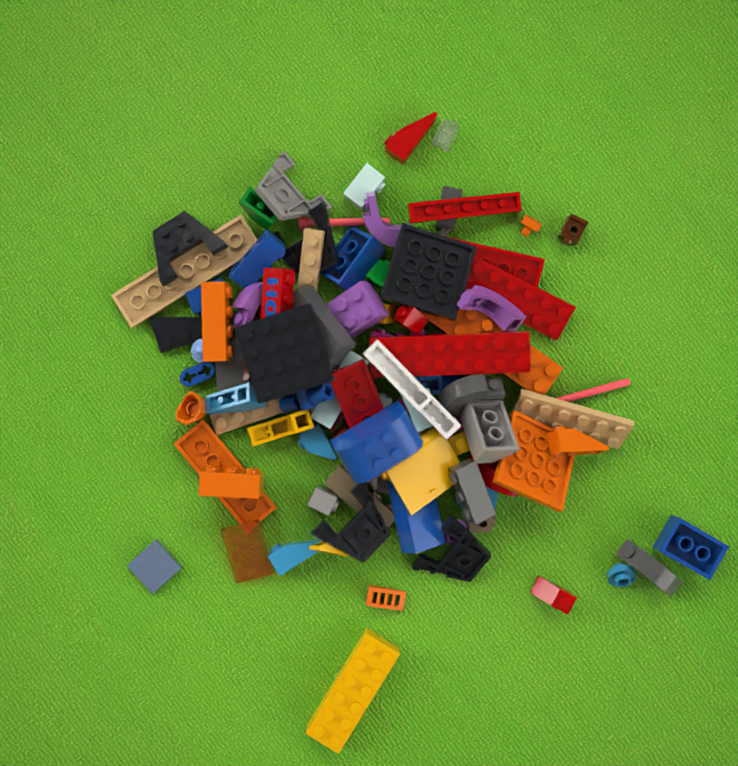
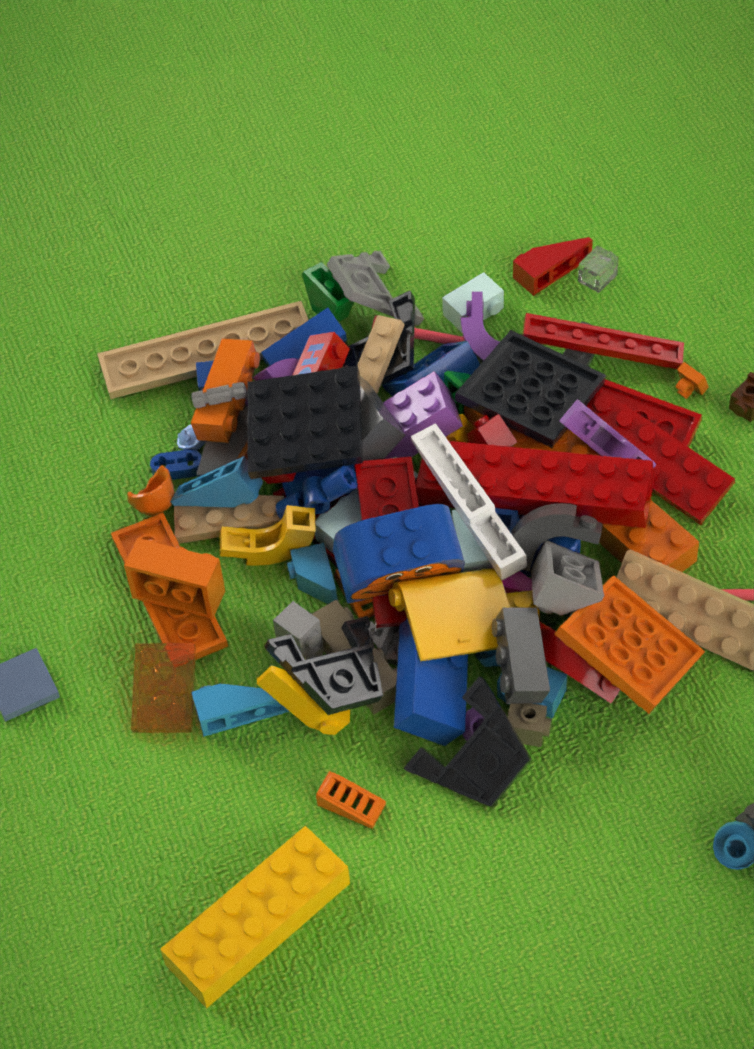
camera: 20 degrees right, 35 degrees down
(176, 331) = (162, 413): black wing -> none
(179, 237) = (211, 310): black wing -> none
(216, 338) = (219, 395): none -> light grey axle
(553, 595) = (621, 852): slope -> none
(573, 442) = (698, 641): orange slope -> none

